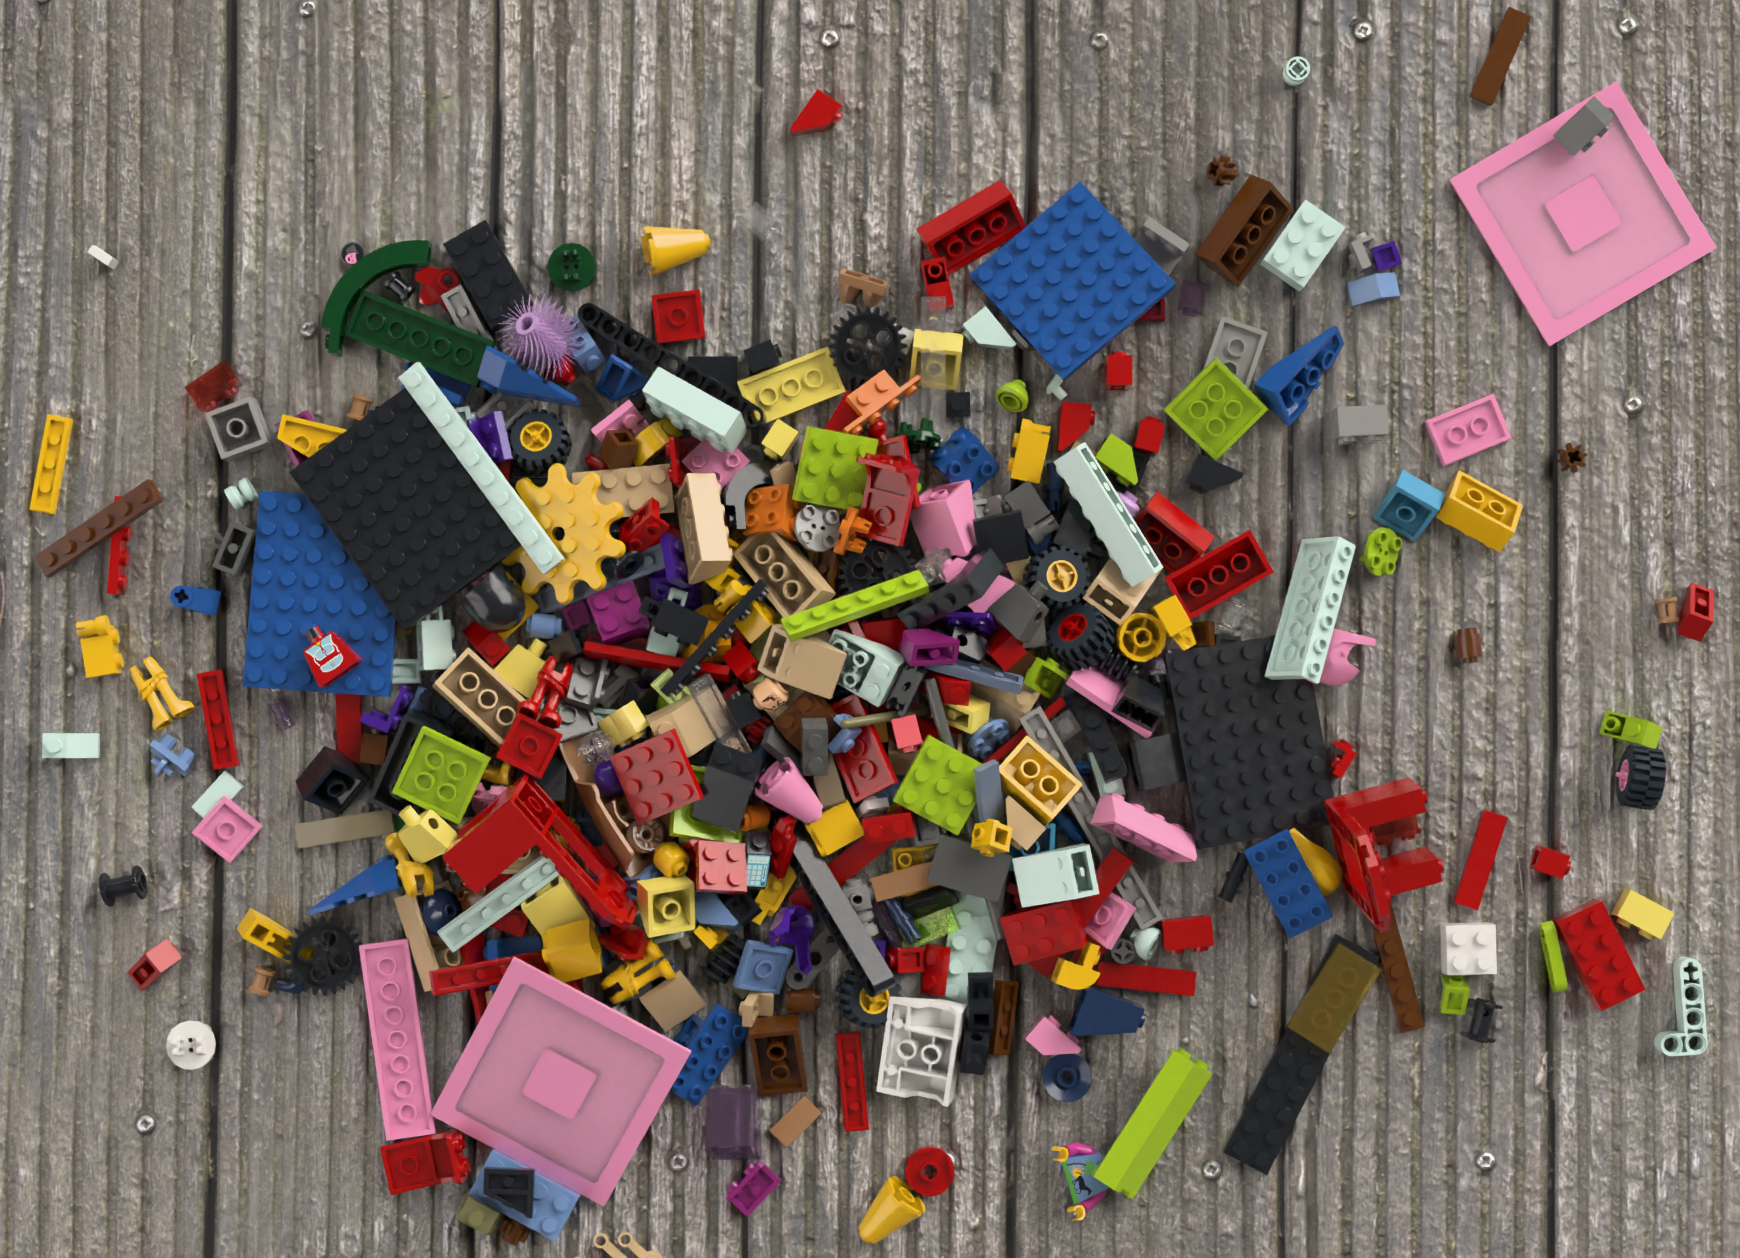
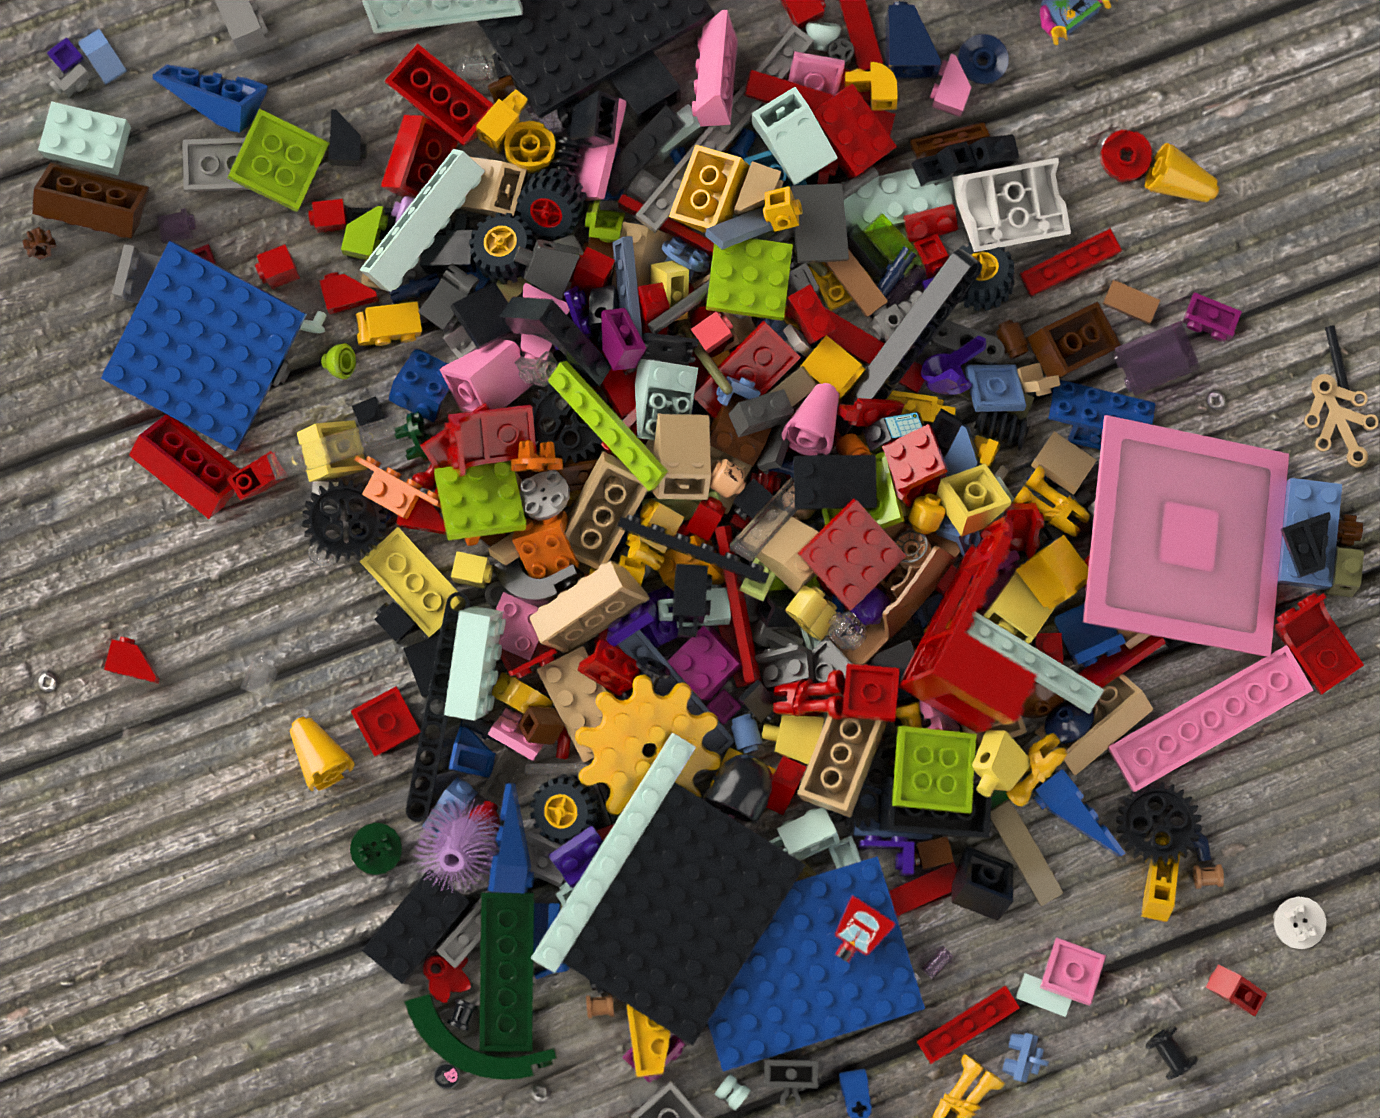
camera: 115 degrees left, 5 degrees down
(479, 973) = (1109, 650): red tile -> none
(851, 282) = (287, 563): medium nougat tile -> none
(987, 331) = (285, 412): light aqua slope -> none

